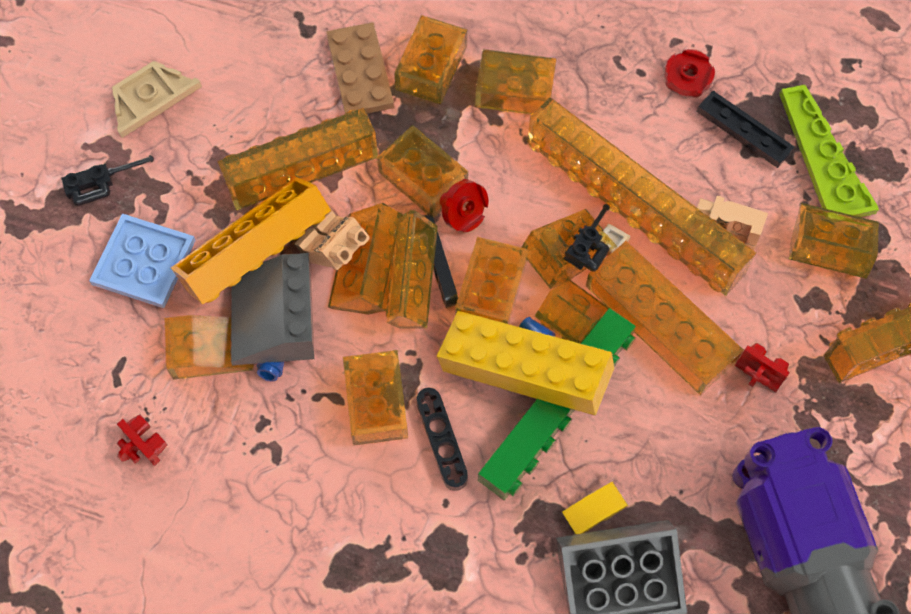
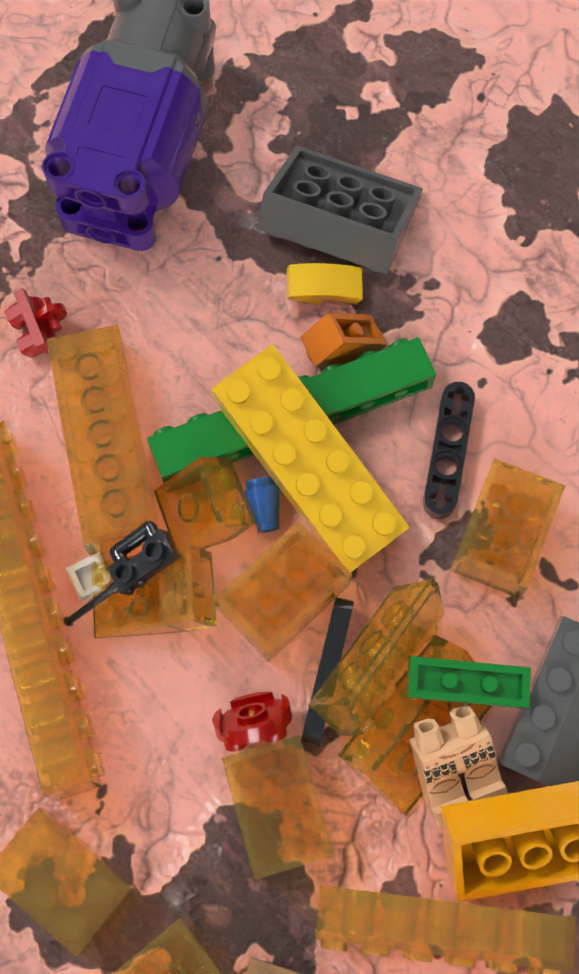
camera: 150 degrees left, 5 degrees up
(350, 275) = (468, 682): none -> green plate
(555, 472) = (341, 338): none -> orange slope

